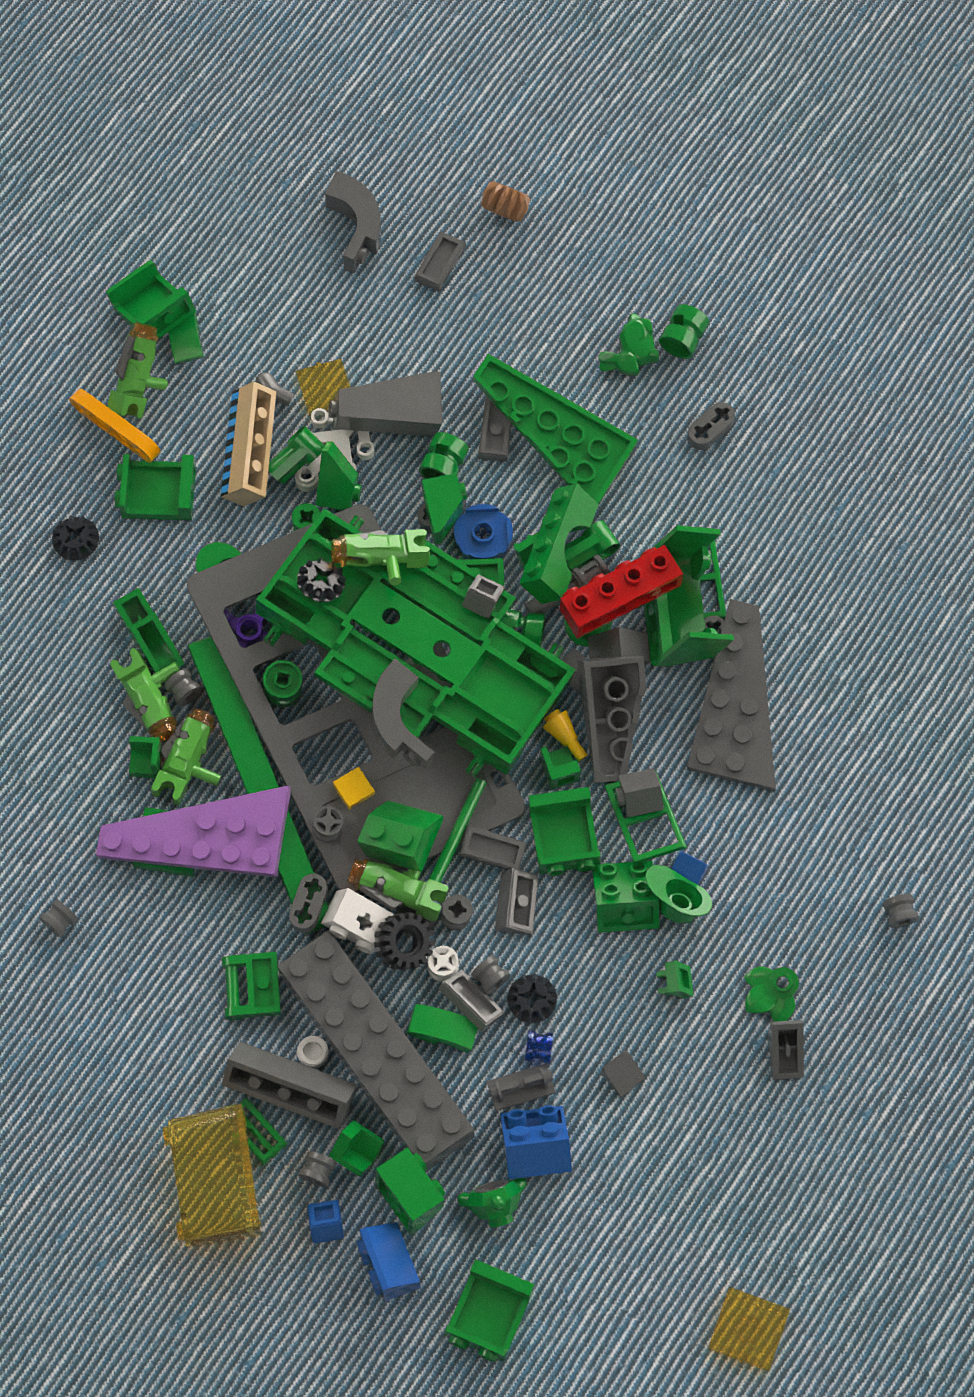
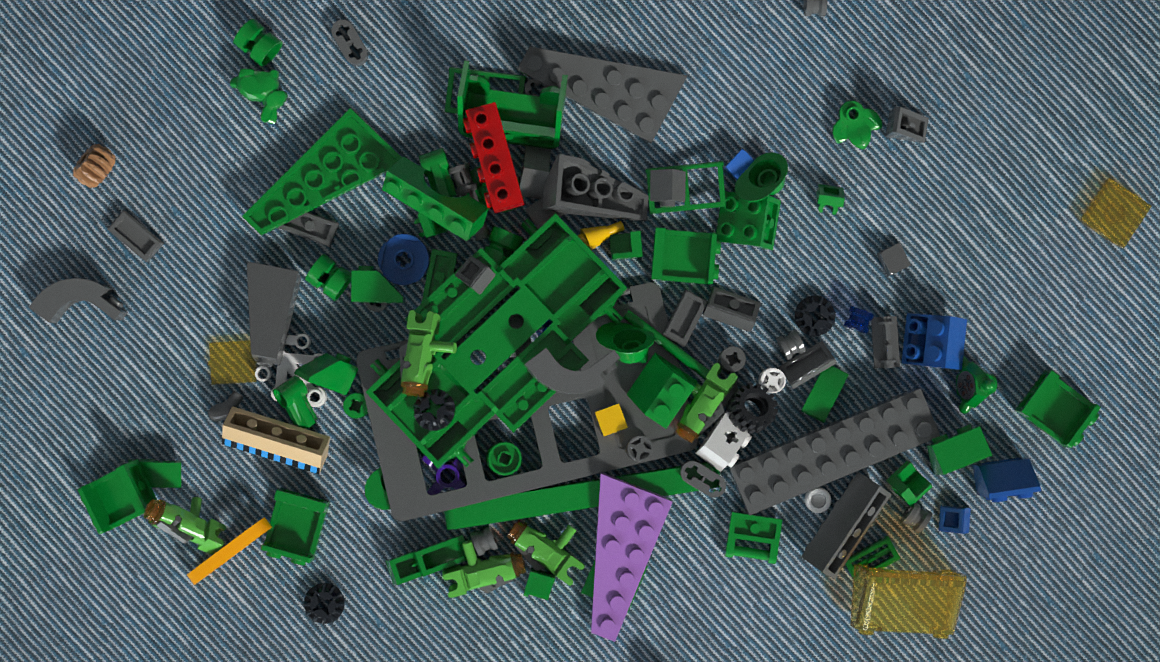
camera: 75 degrees left, 20 degrees up
(448, 783) = (627, 340): none -> green piece

